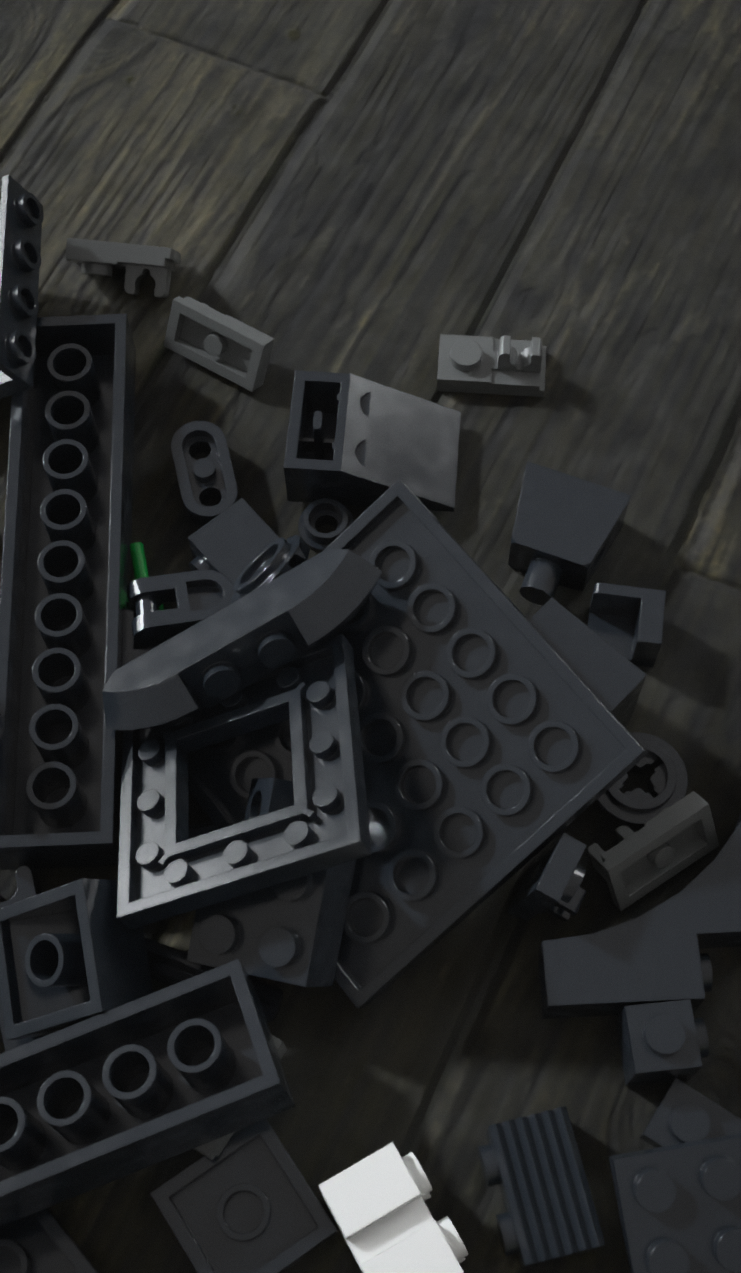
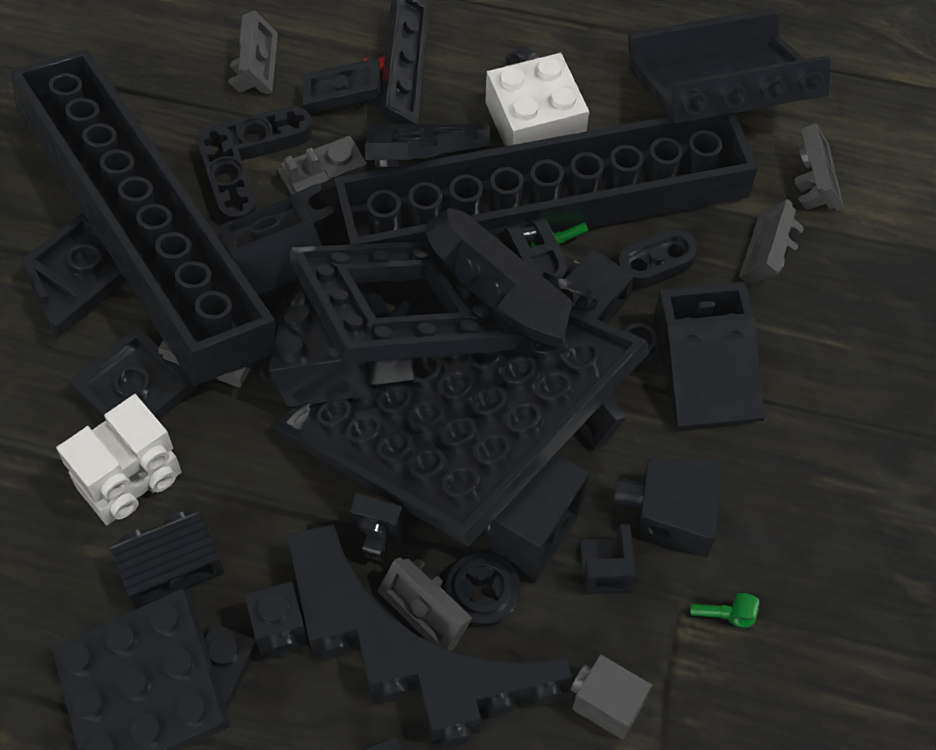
camera: 75 degrees right, 5 degrees down
(491, 365) = (818, 436): dark grey plate -> none
(705, 498) = (741, 614): none -> green hand

